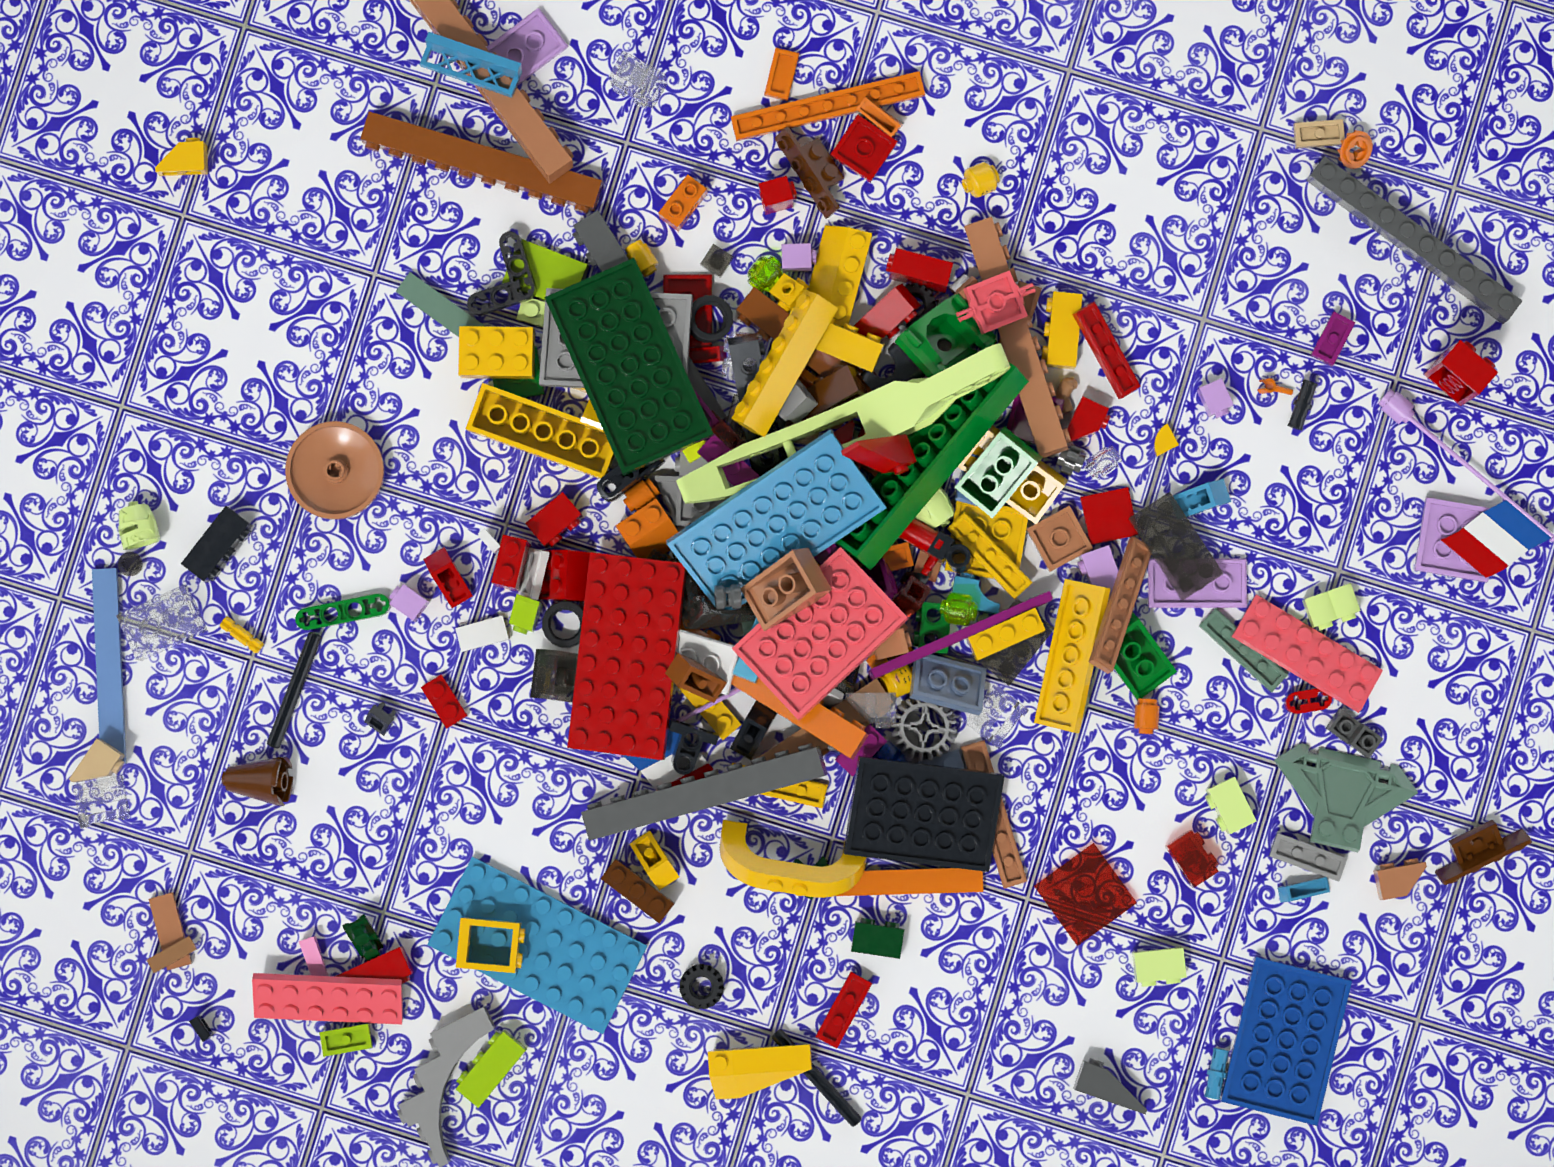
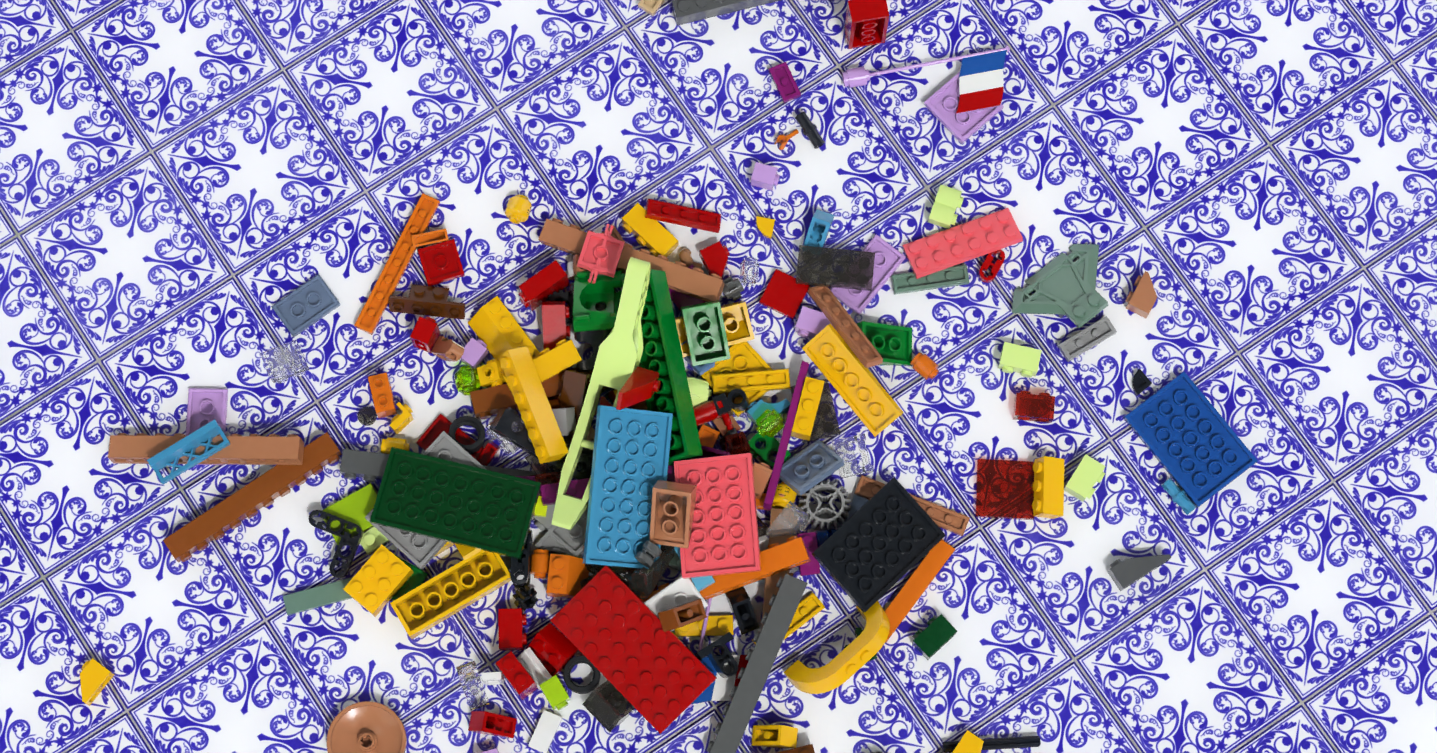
camera: 55 degrees left, 10 degrees down
(470, 523) = (472, 685): none -> clear slope
(595, 508) = (525, 597): none -> black gear
(651, 204) = (367, 416): none -> clear smoke plate
(671, 242) = (399, 421): none -> yellow bracket
(713, 51) = (306, 305): none -> sand blue tile
(717, 260) = (435, 403): clear smoke plate -> none
(780, 229) = (447, 349): none -> nougat leg
(781, 74) = (354, 276): orange tile -> none
(843, 1010) = (961, 693): red plate -> none
(1059, 538) = (774, 333): nougat plate -> none
(1120, 936) = (1048, 487): none -> yellow brick
(1303, 890) = (1105, 357): dark azure piece -> none
(1305, 945) = (1140, 382): none -> black tile
(1354, 733) = (1033, 254): dark grey slope -> none
(1478, 849) = (1161, 235): reddish brown bracket -> none

